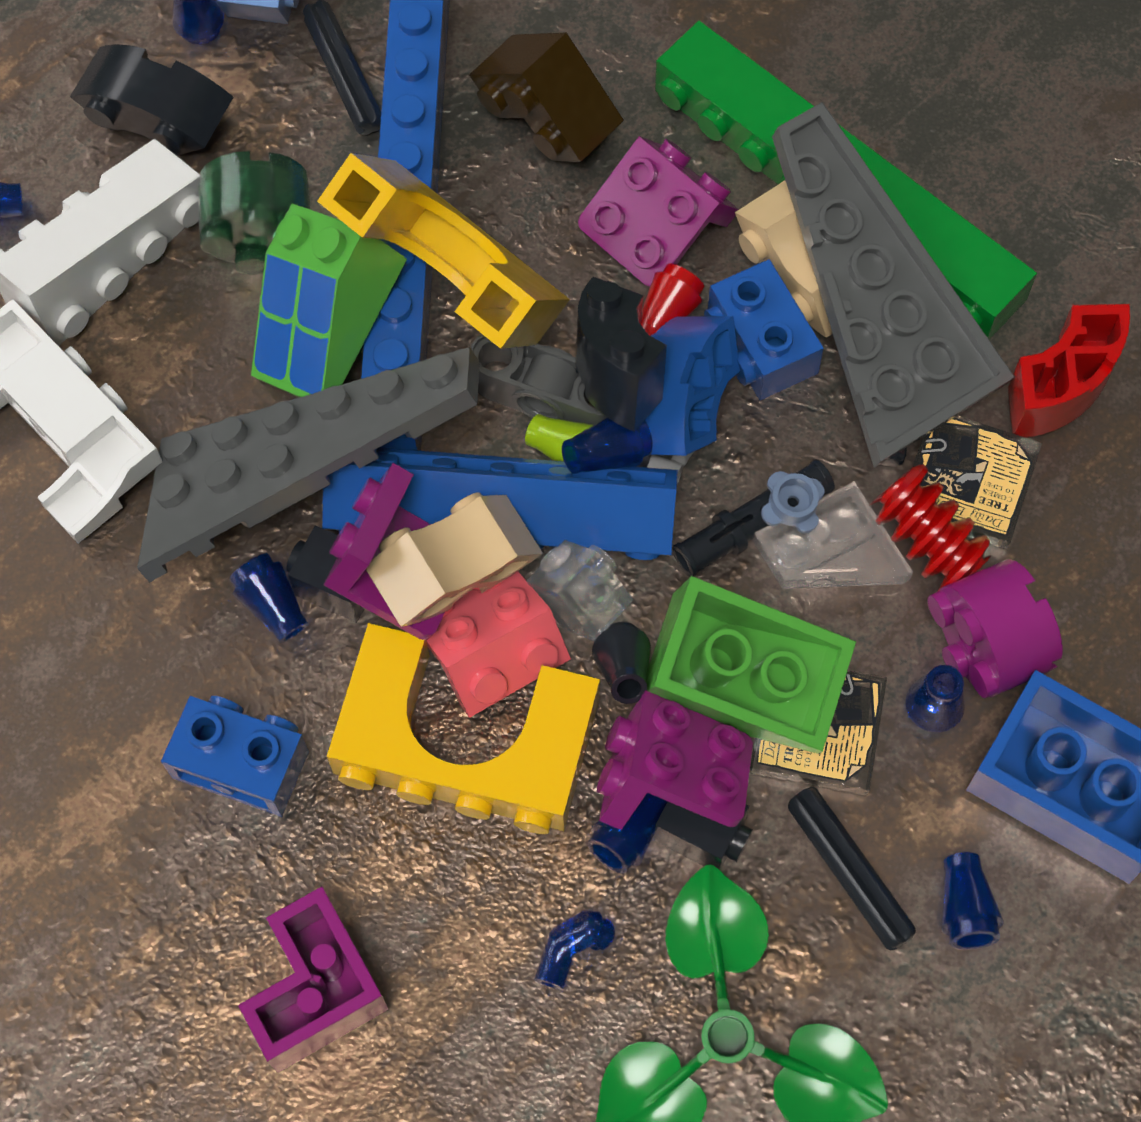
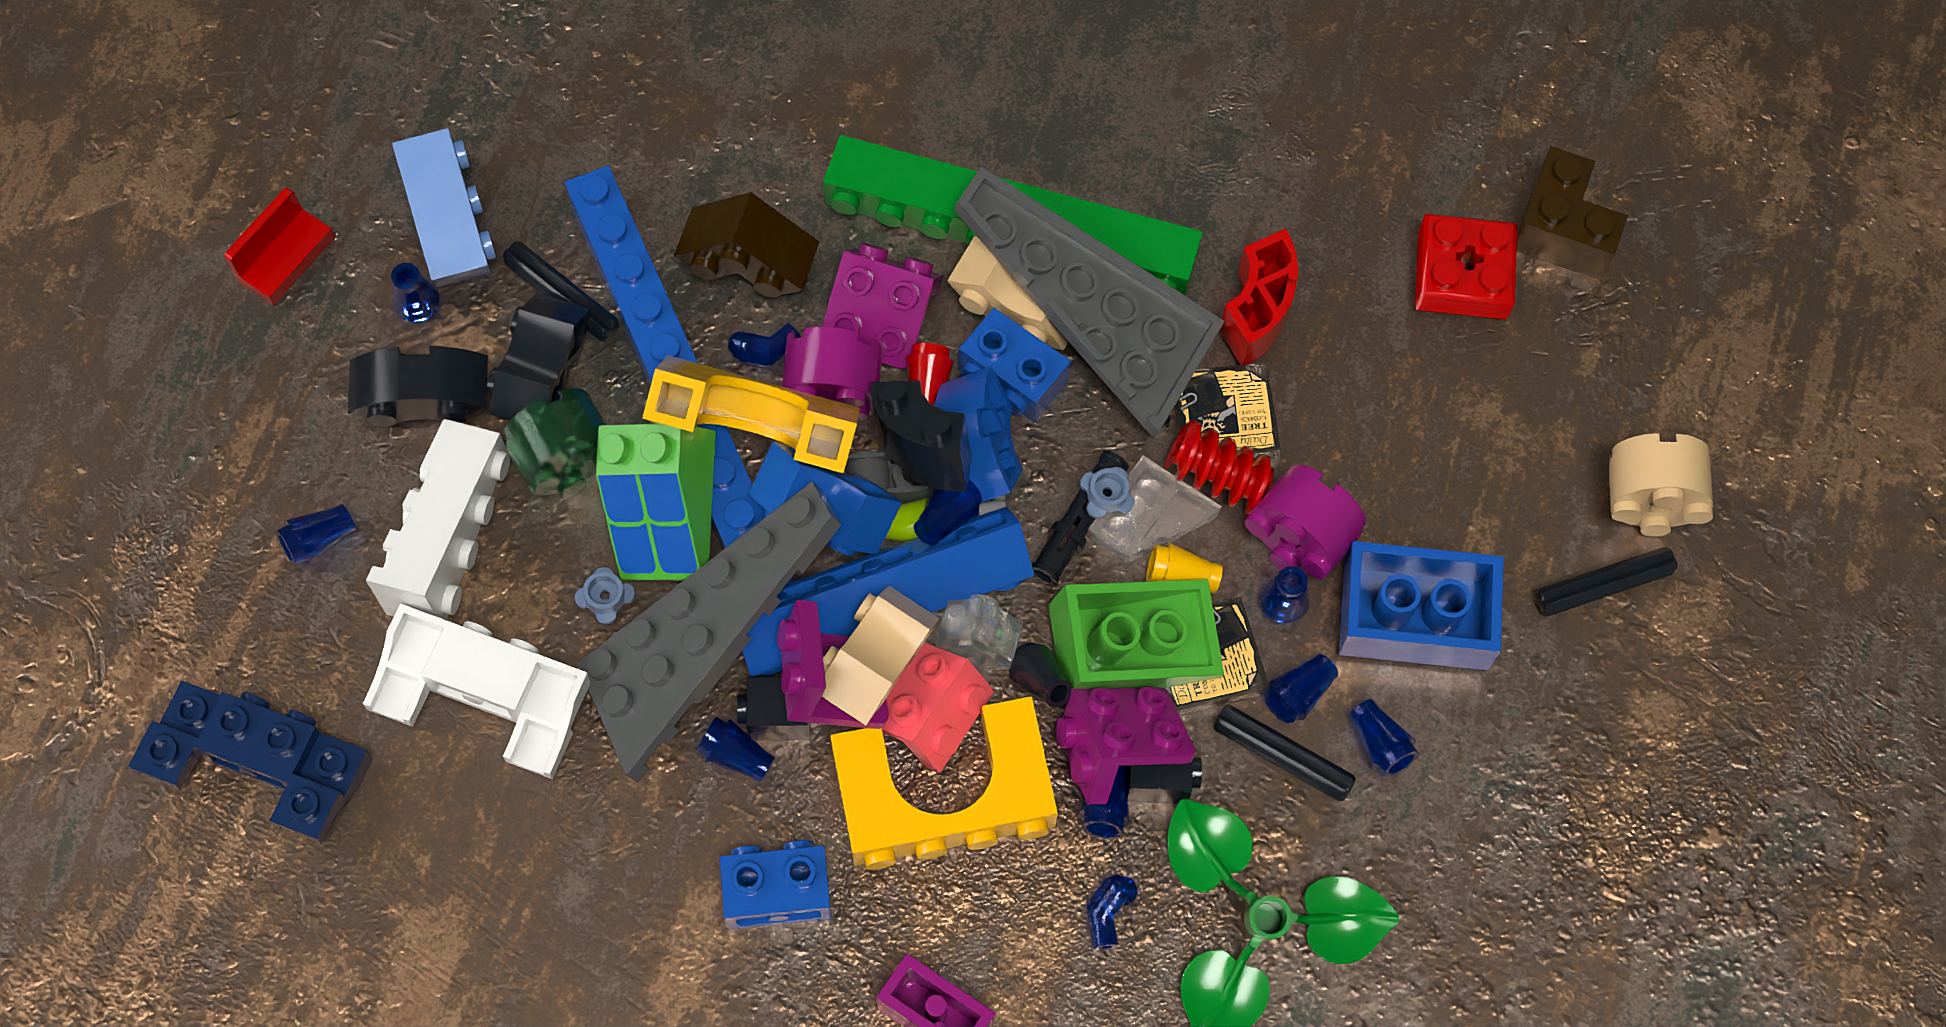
camera: 30 degrees left, 0 degrees up
(224, 369) = (604, 581): none -> sand blue plate
(290, 113) = (543, 344): none -> black brick
(512, 207) = (759, 349): none -> clear blue arm
(512, 396) = (859, 504): none -> blue brick
(568, 246) = (833, 366): none -> magenta brick
(836, 613) = (1176, 563): none -> yellow cone
(903, 806) = (1299, 690): none -> clear blue cone

